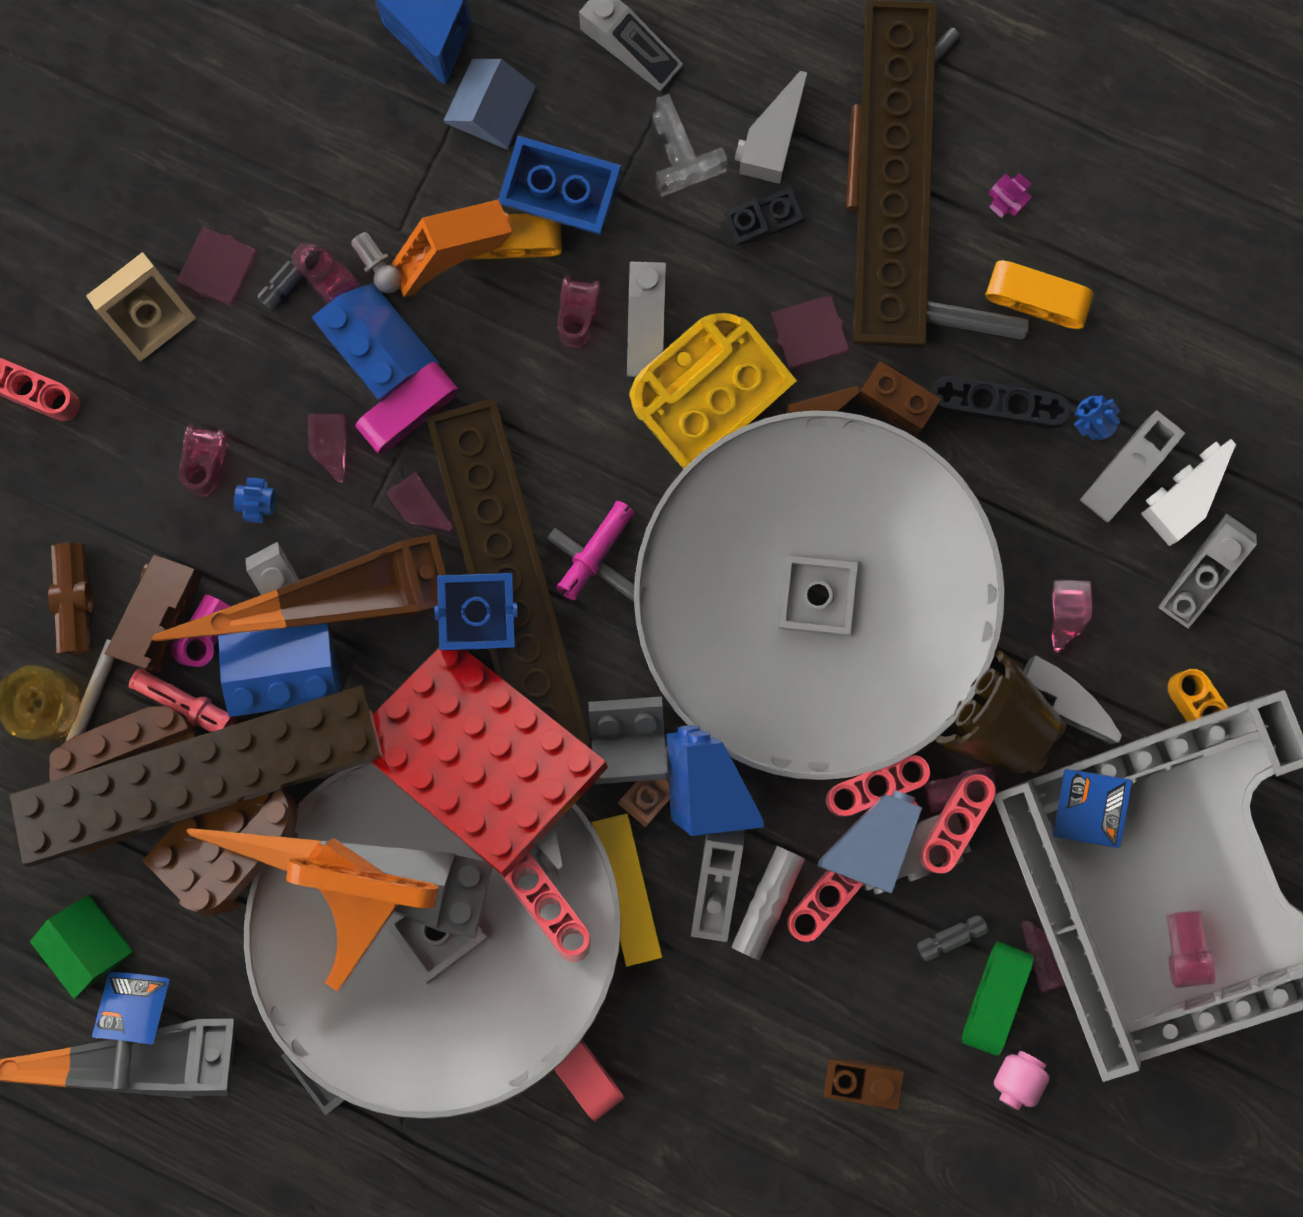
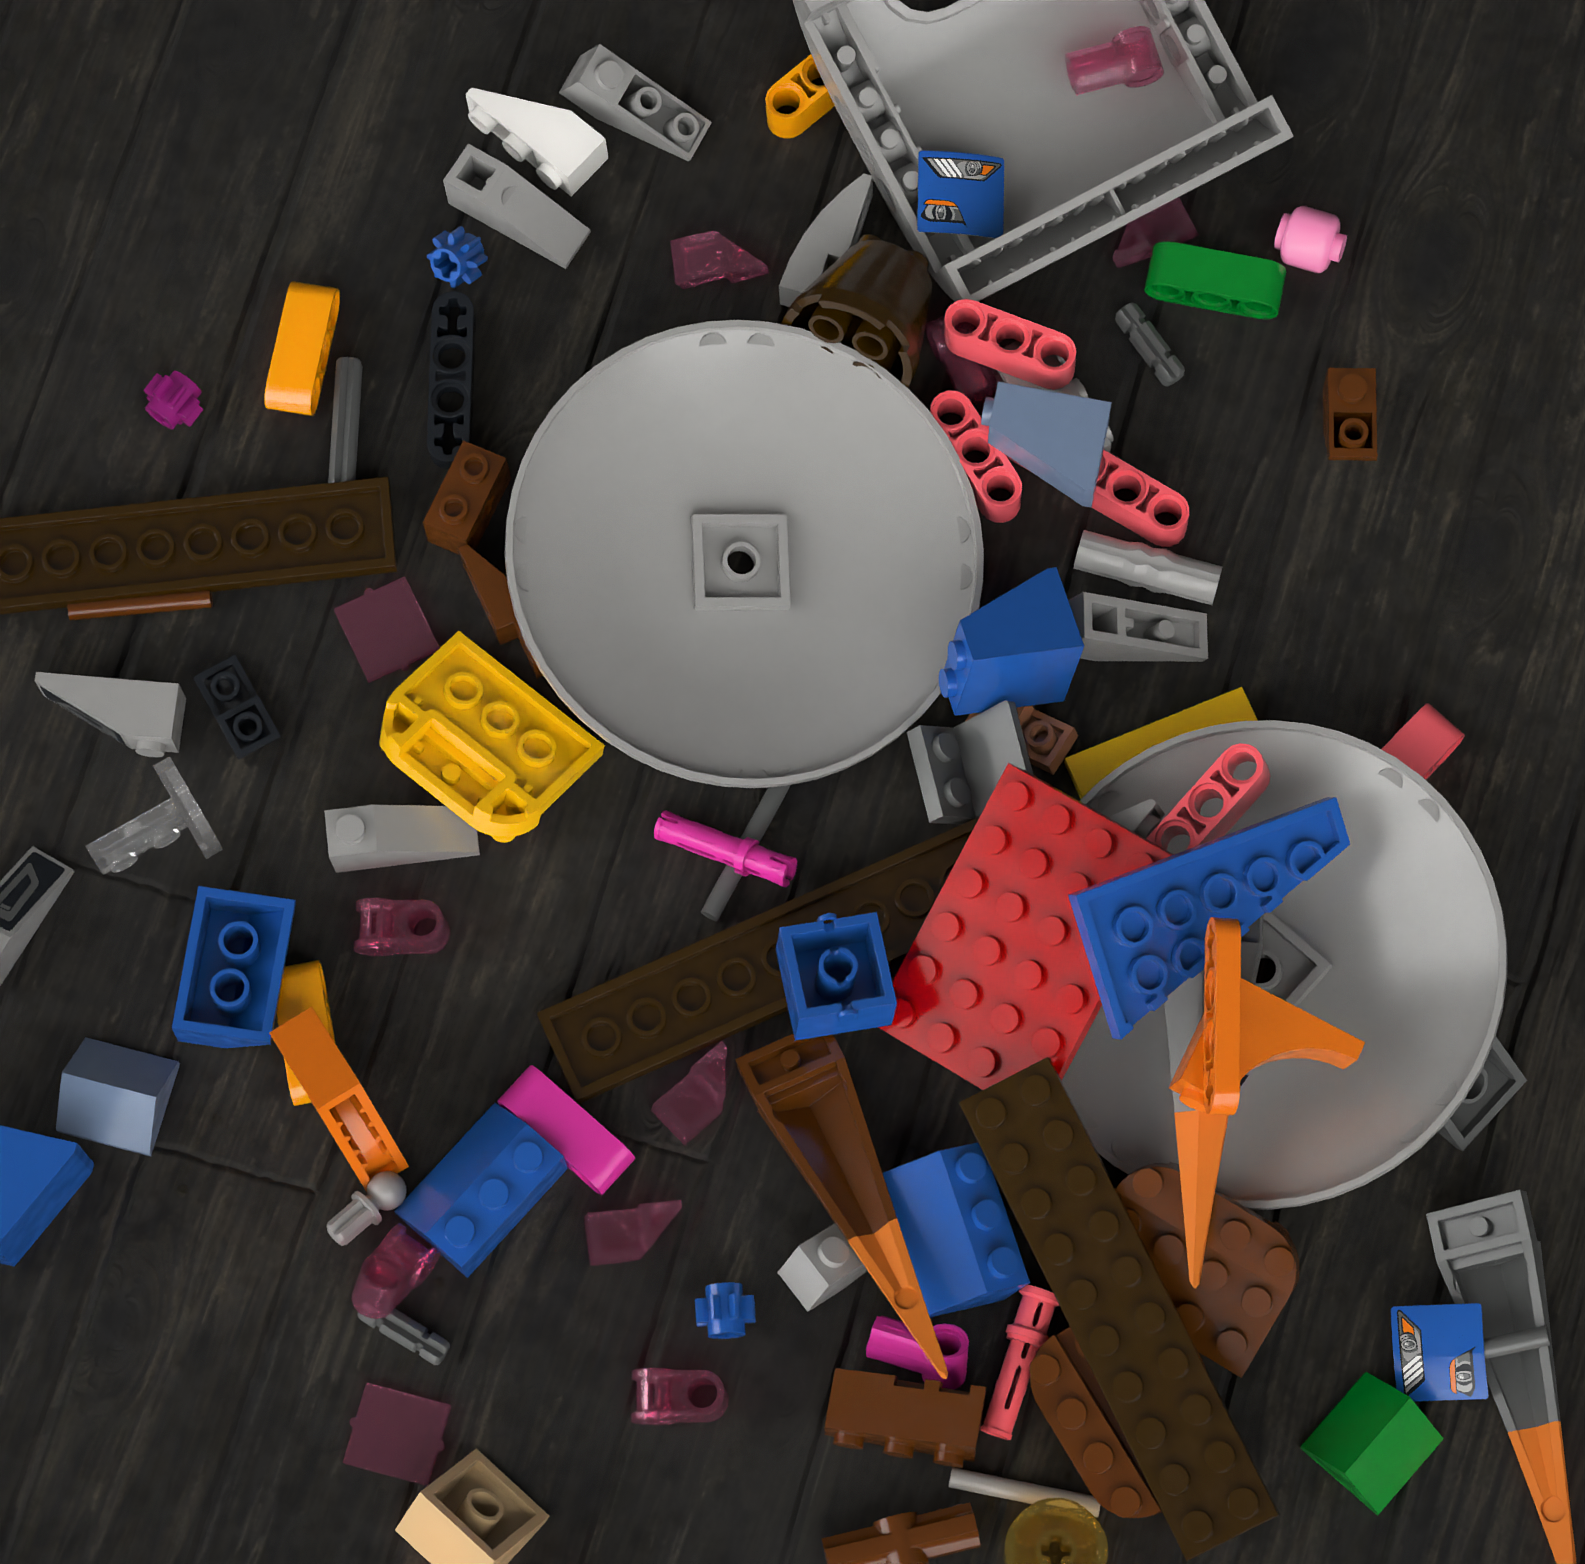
camera: 95 degrees left, 10 degrees down
(452, 846) = (1151, 923): none -> blue wing

